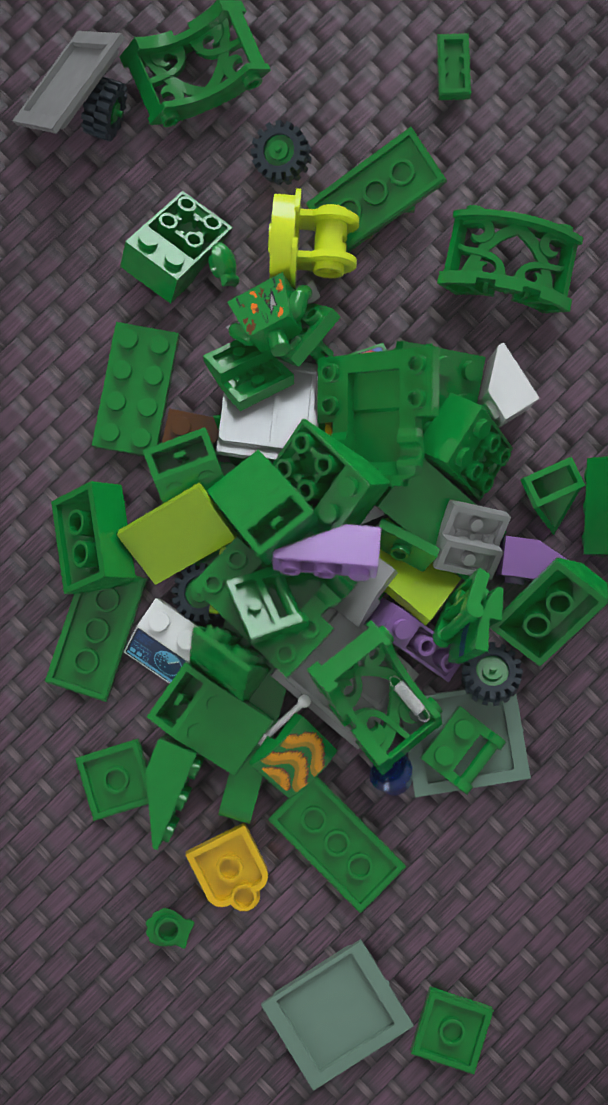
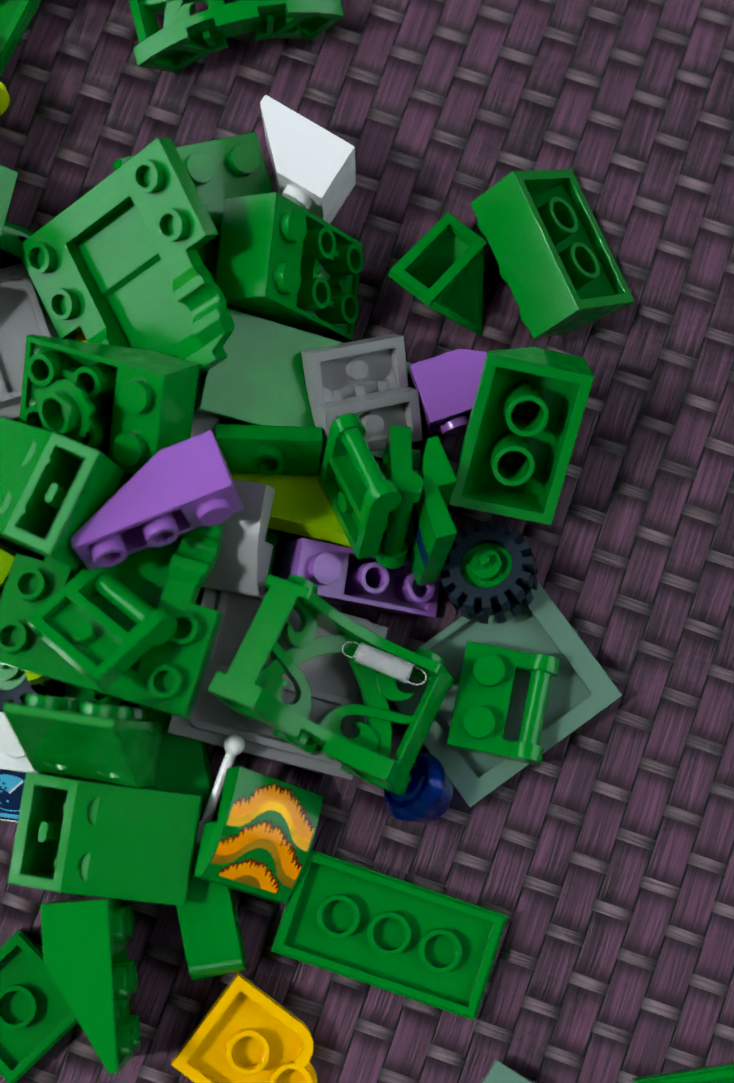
camera: 25 degrees left, 5 degrees down
(304, 474) = (65, 409): none -> green animal
(443, 594) = (357, 486): none -> green plate

